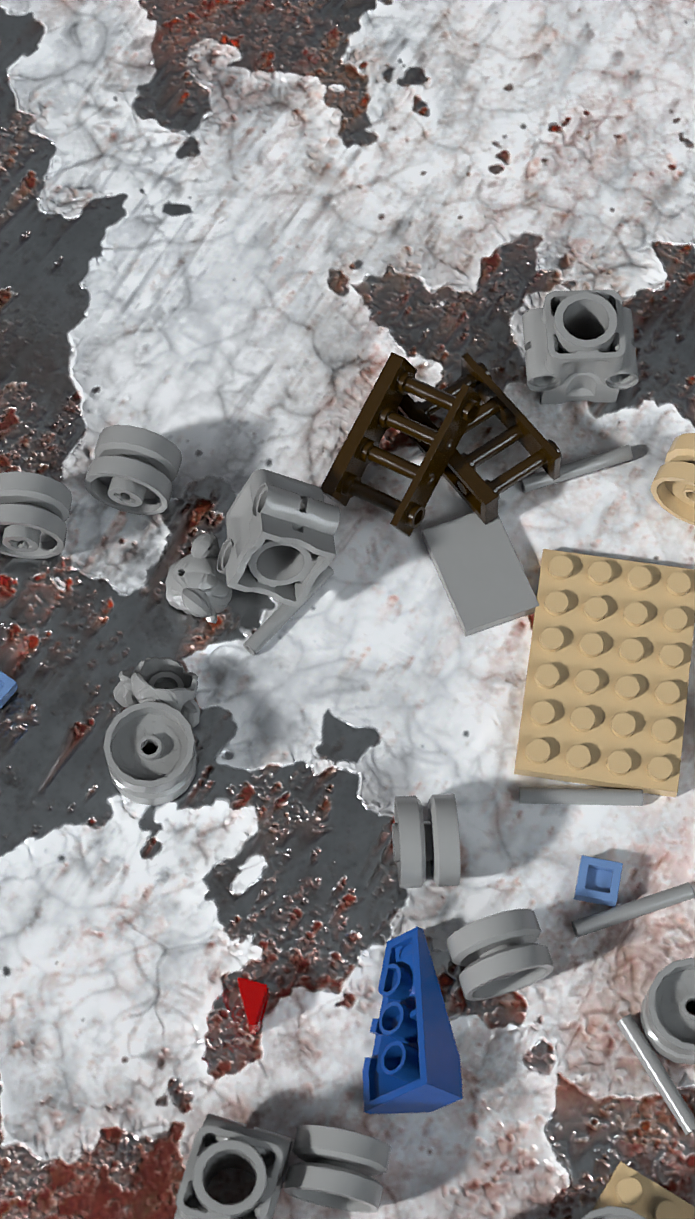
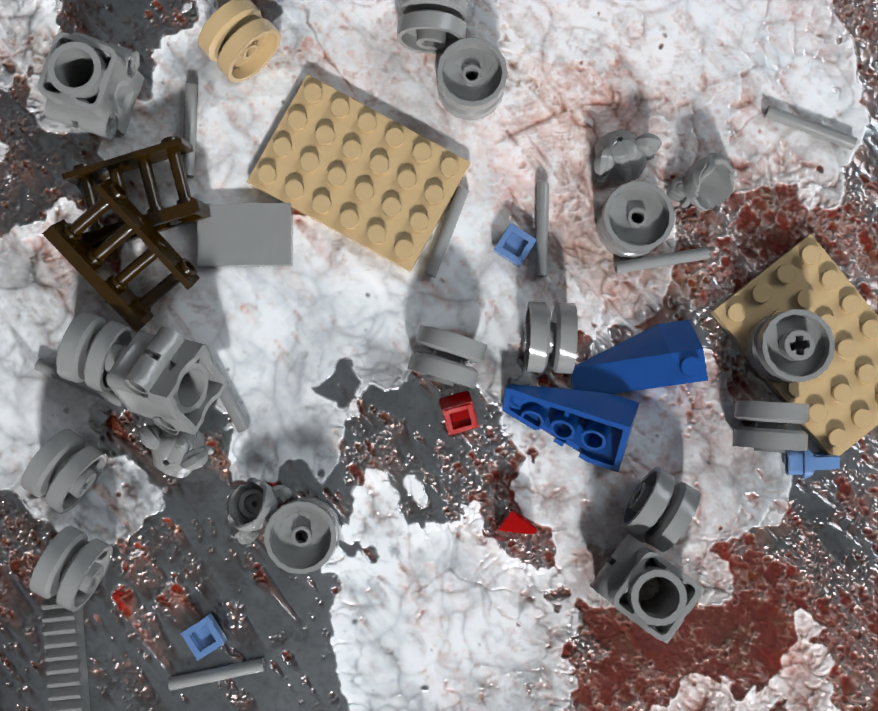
camera: 65 degrees left, 20 degrees up
(237, 452) = (51, 370): none -> light grey piece
(282, 444) = (91, 349): none -> light grey wheel
(363, 889) = (458, 412): none -> red slope
(521, 1102) = (652, 359): none -> blue wedge

